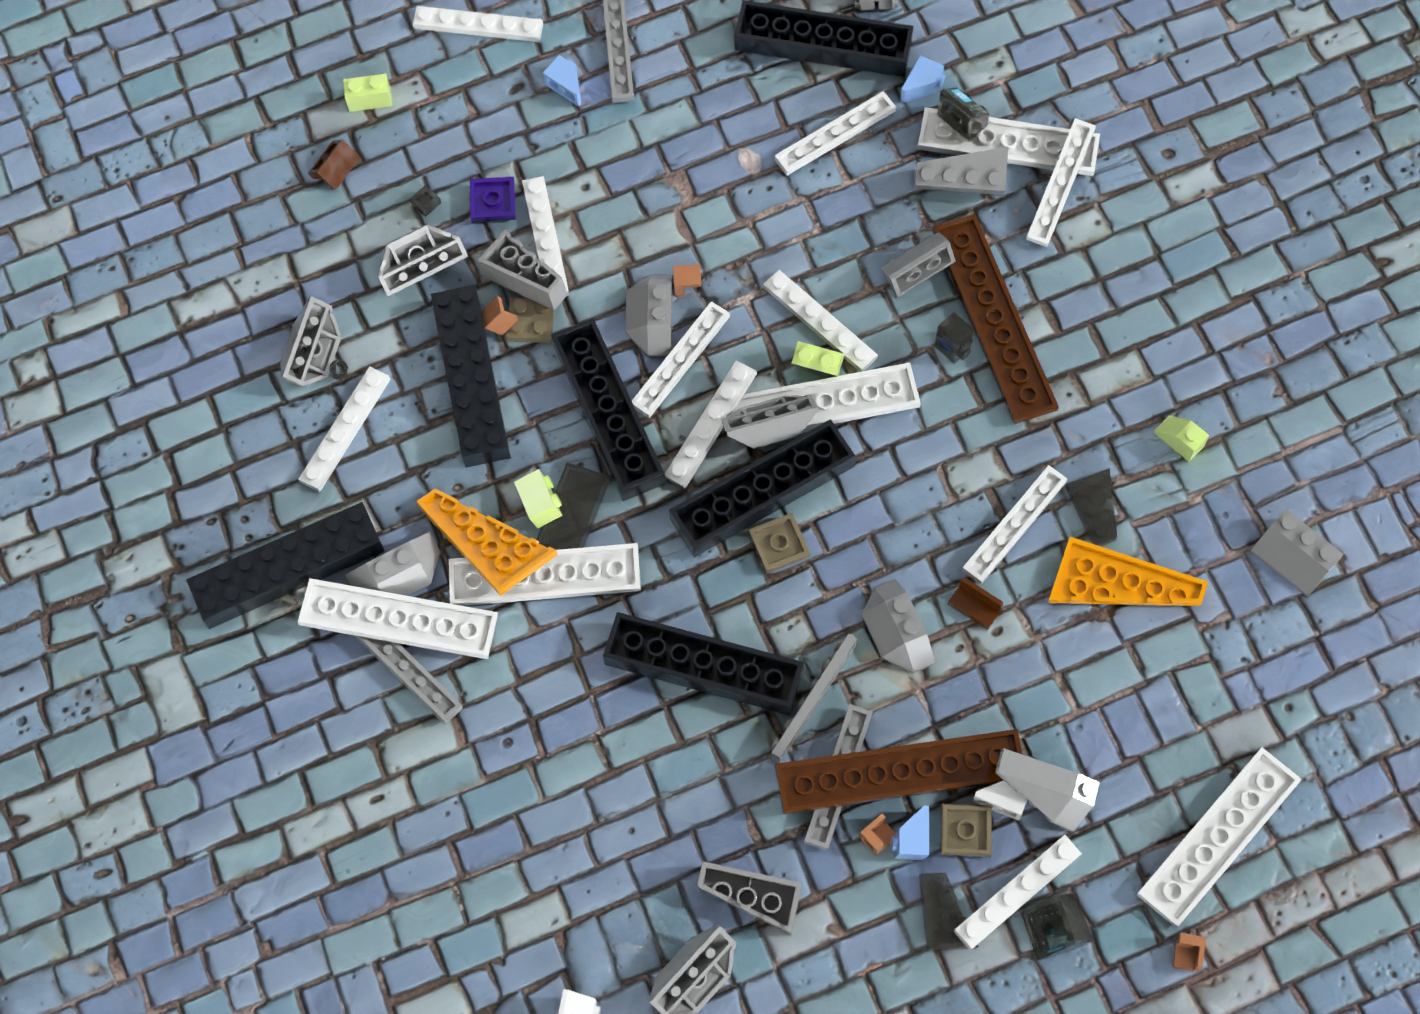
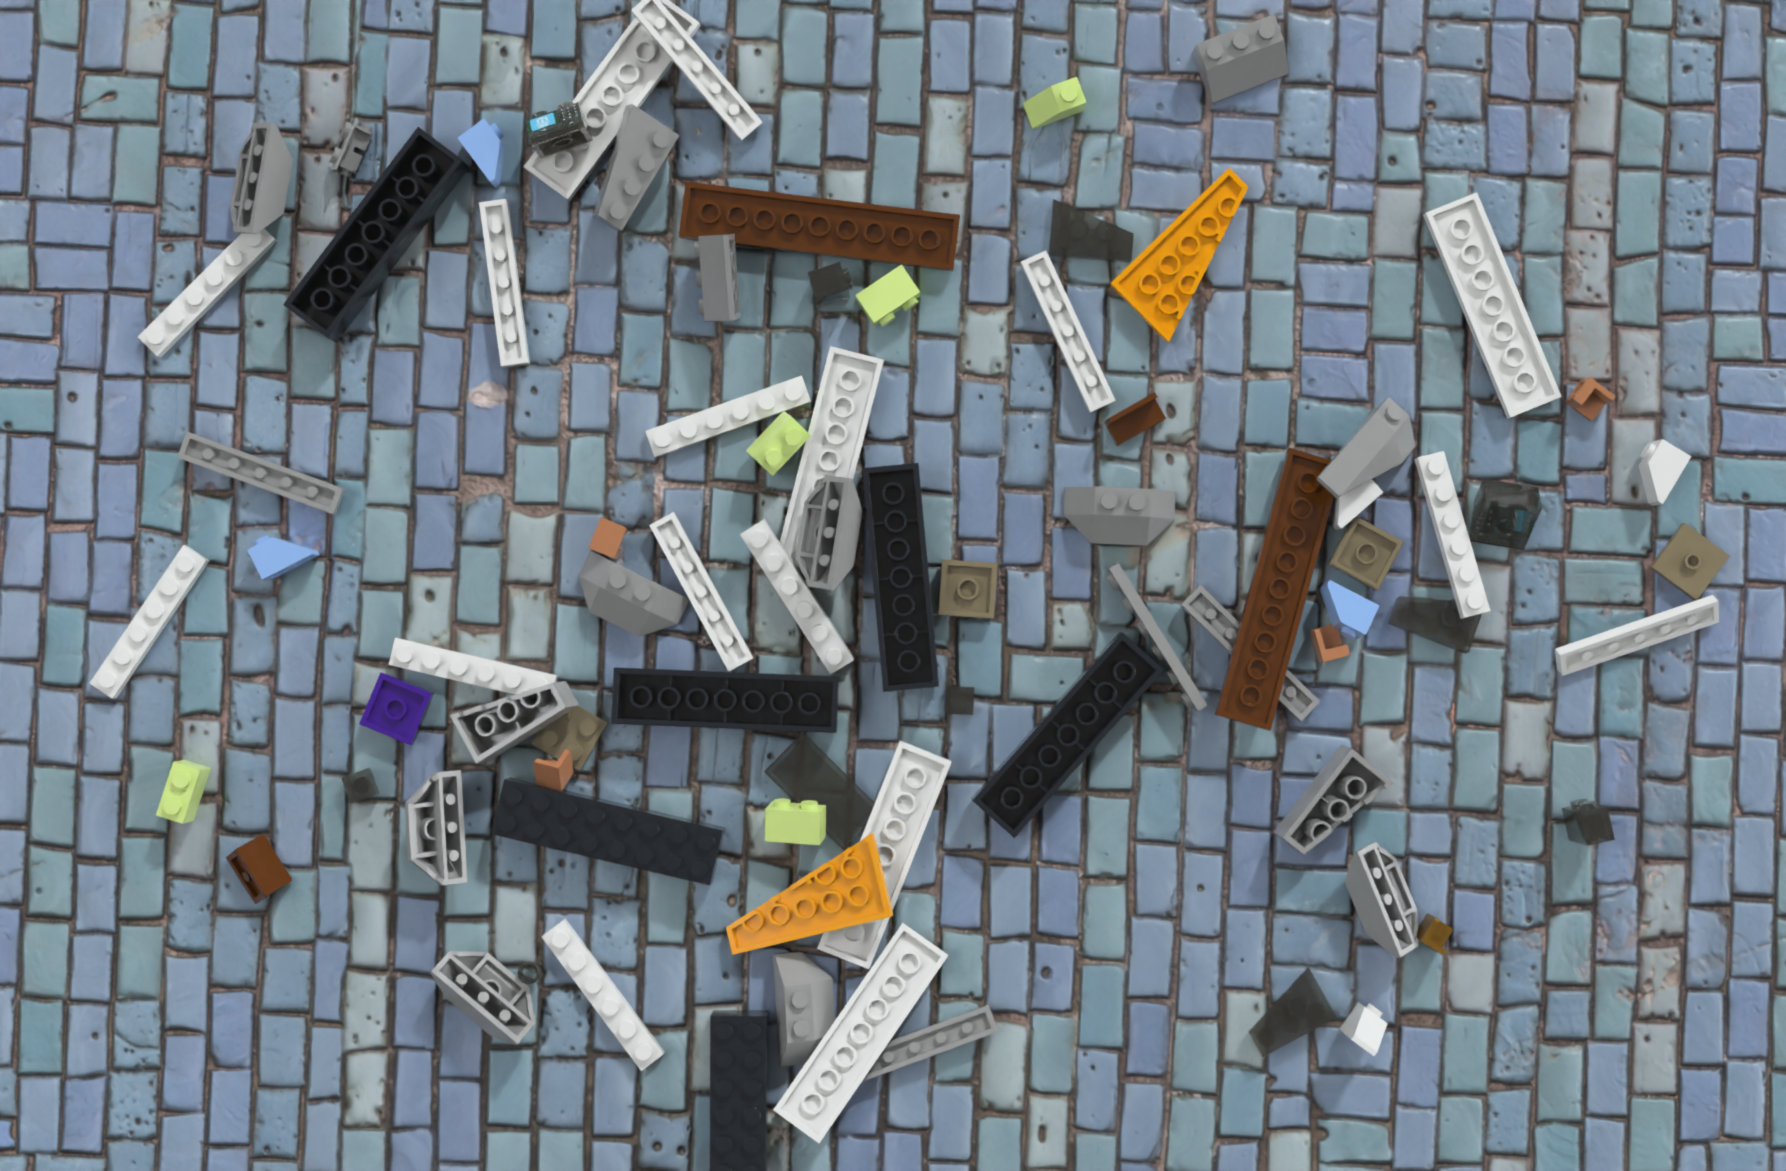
camera: 65 degrees left, 20 degrees up
(563, 951) = (1292, 1015): none -> clear smoke wing
(690, 578) = (959, 700): none -> clear smoke plate
(969, 385) = (888, 296): none -> yellowish green brick

